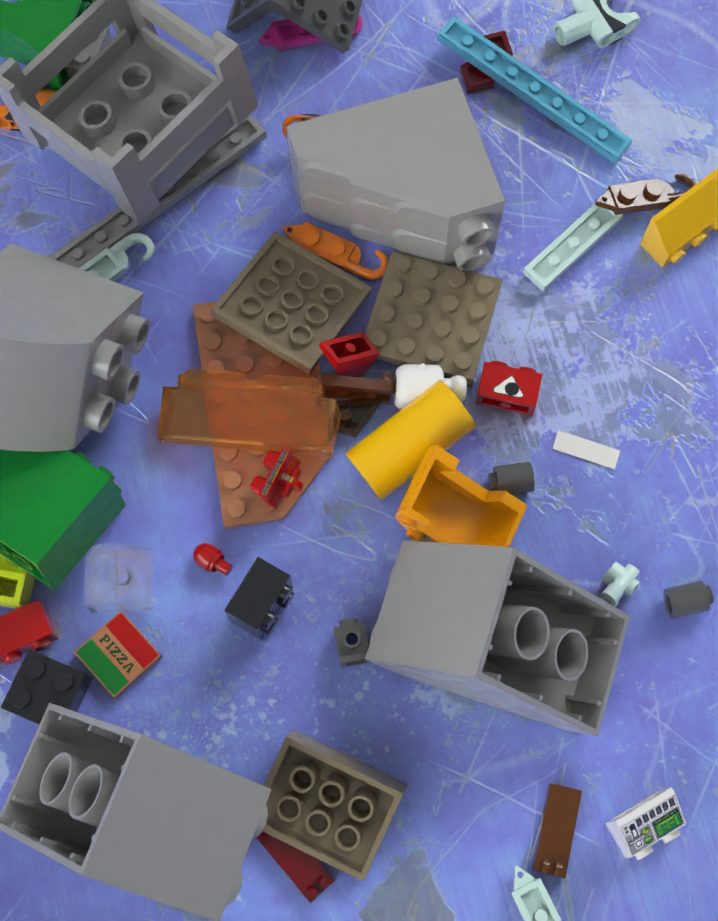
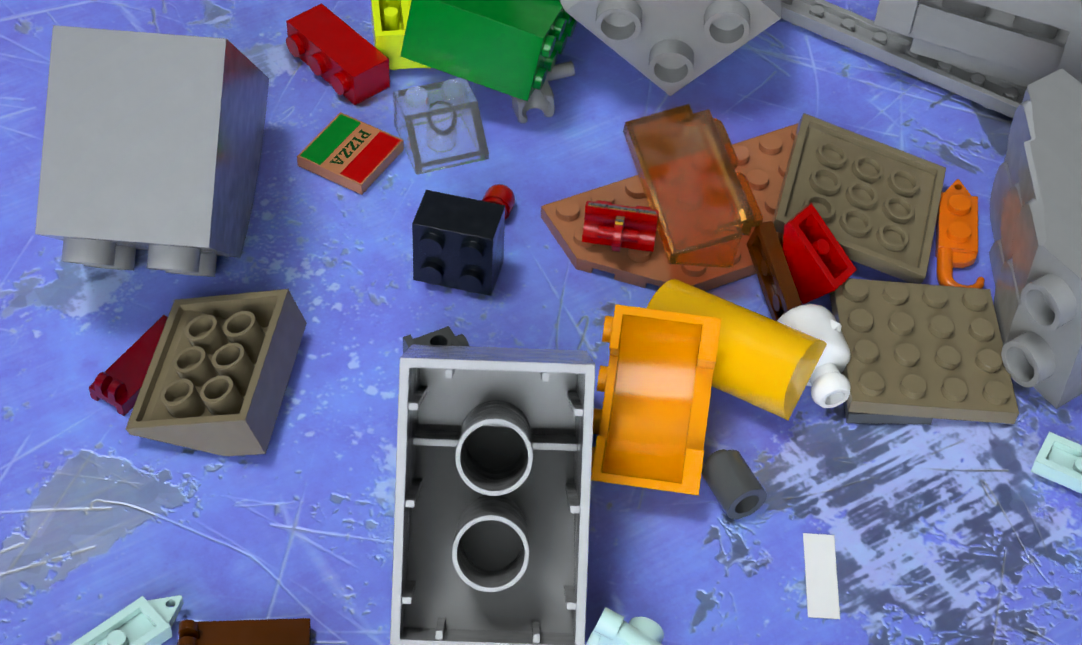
camera: 70 degrees right, 25 degrees down
(44, 682) = (295, 95): black brick -> none
(114, 261) = (817, 41): light aqua plate -> none
(355, 415) = (743, 292): dark brown piece -> none
(509, 388) = (863, 452): red brick -> none

